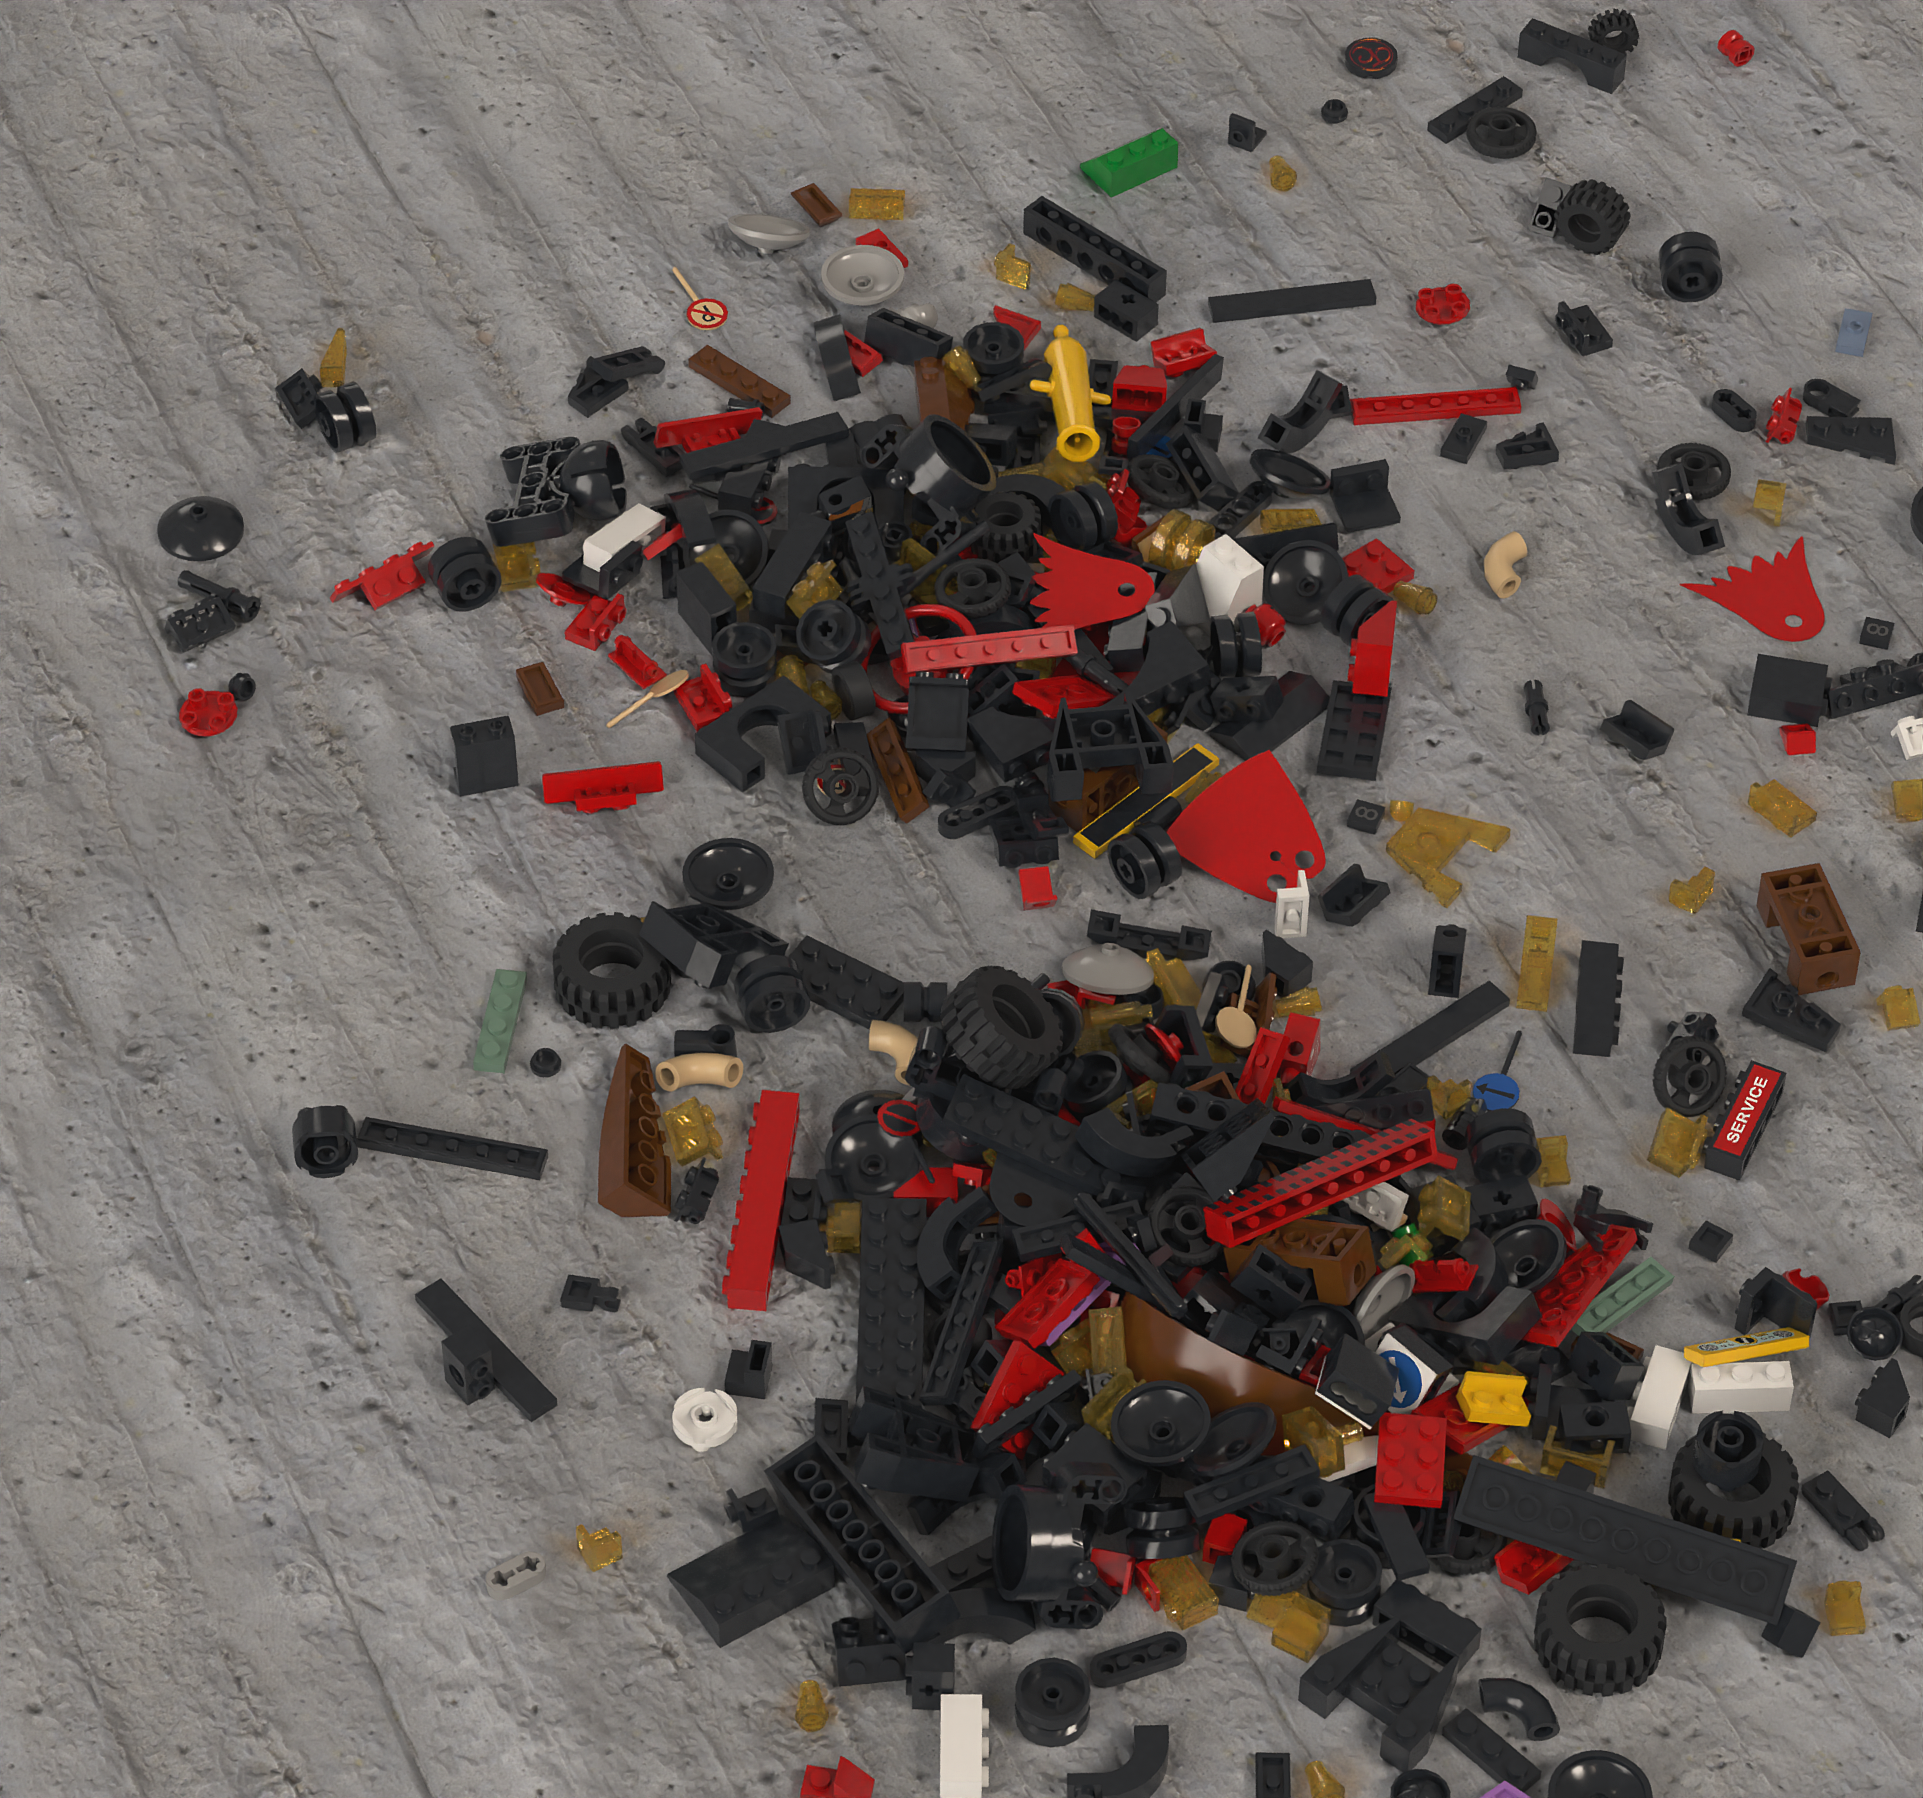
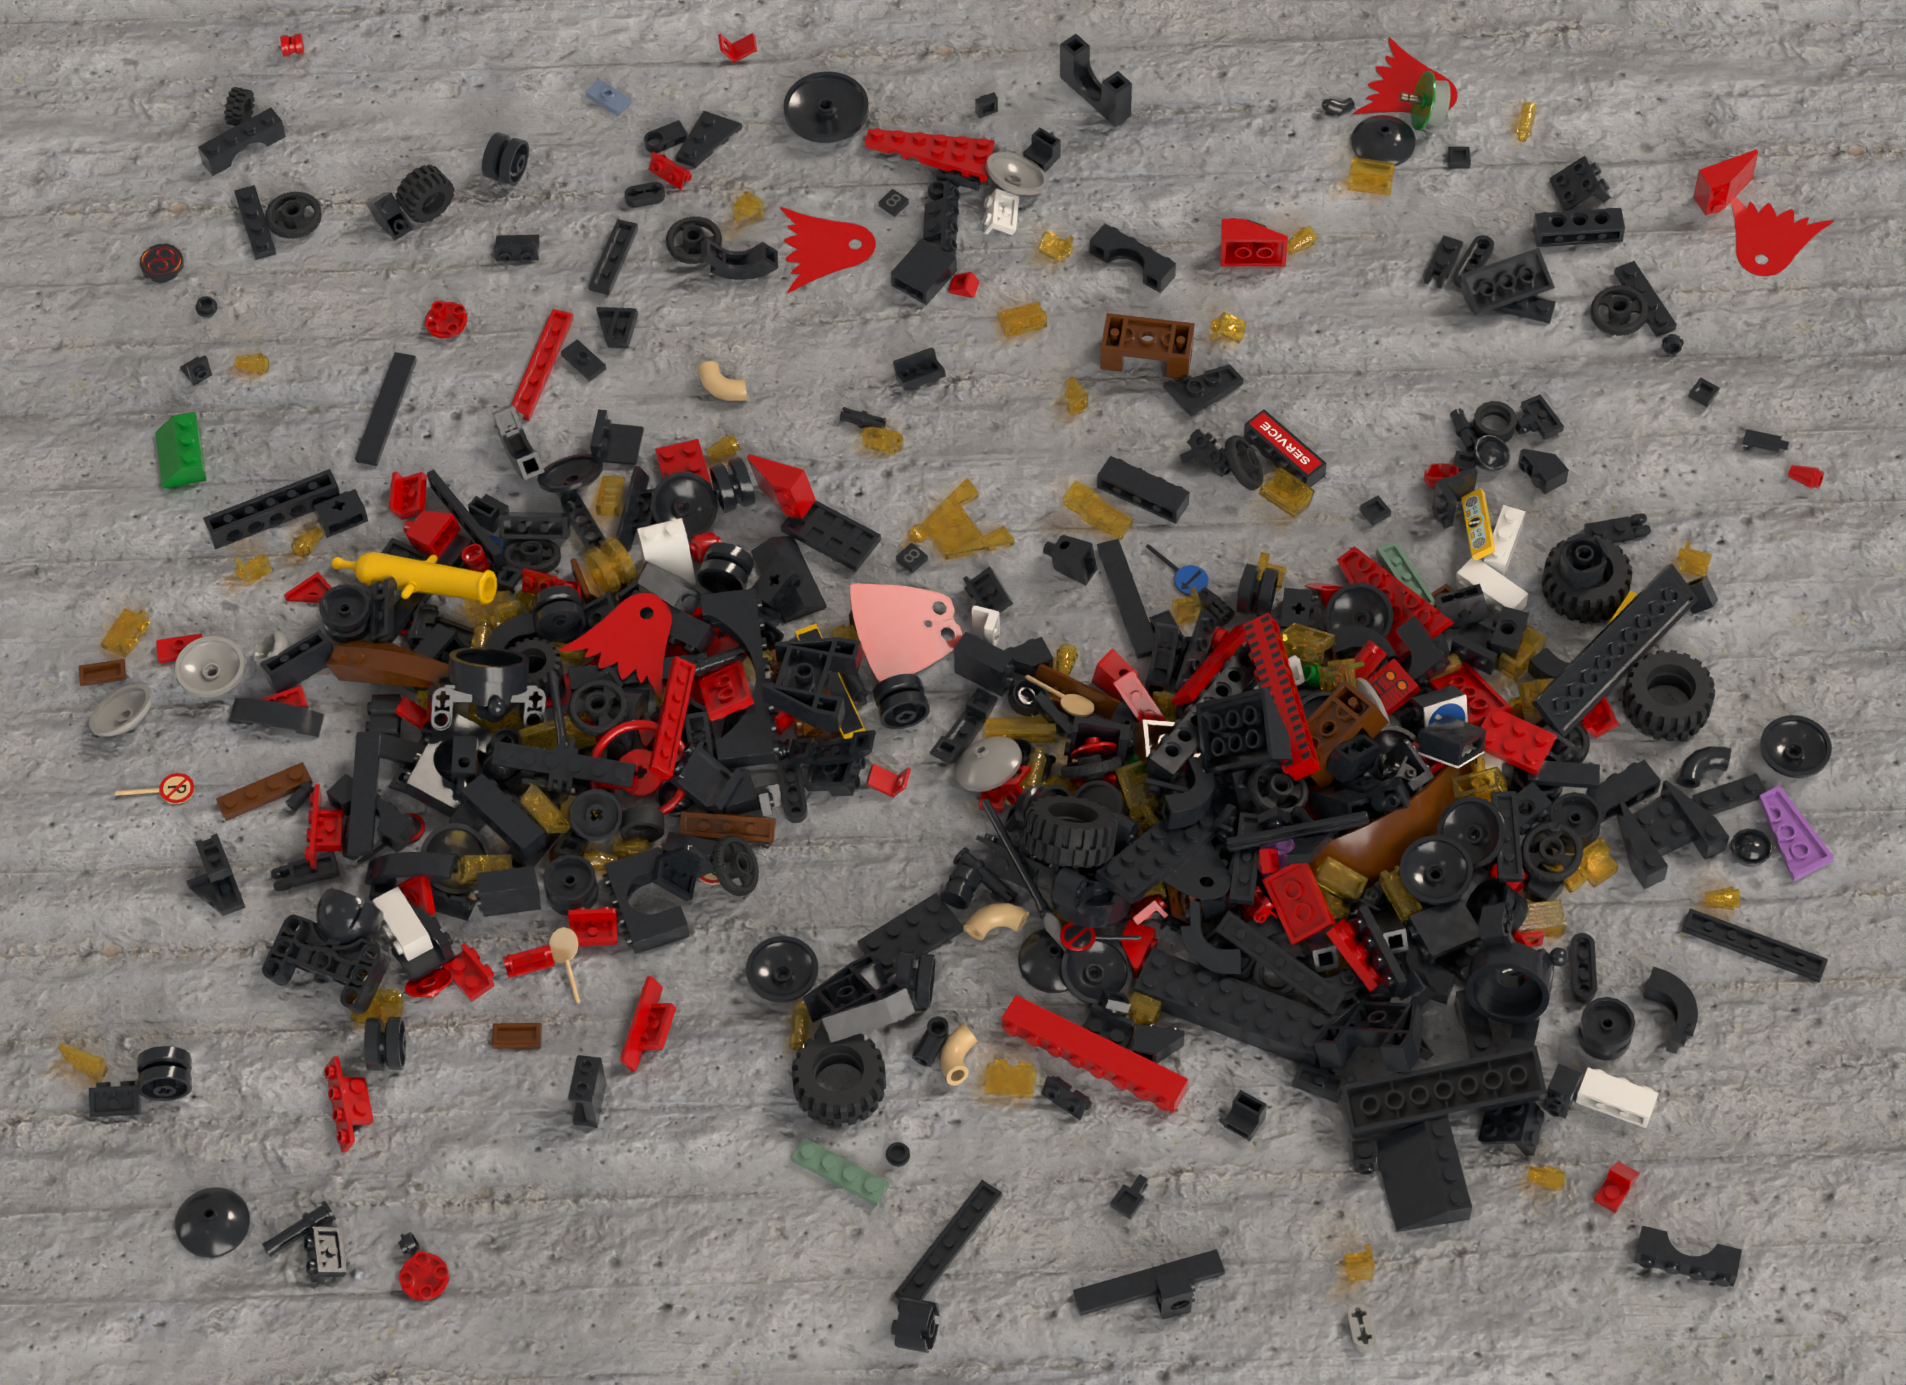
camera: 65 degrees left, 10 degrees up
(632, 1161) = (1023, 1127): reddish brown wedge -> none
(709, 1433) = (1269, 1172): white plate -> none
(961, 365) = (351, 635): clear yellow cone -> none
(1242, 917) = (984, 664): none -> black brick
(1420, 1311) = (1393, 686): none -> red tile
(1493, 1399) = (1472, 678): yellow bracket -> none
(1513, 736) = (882, 440): none -> clear yellow beam
(1521, 377) = (548, 302): black plate -> none
(1592, 1217) = (1326, 565): black piece -> none
(1624, 412) = (613, 257): none -> black plate

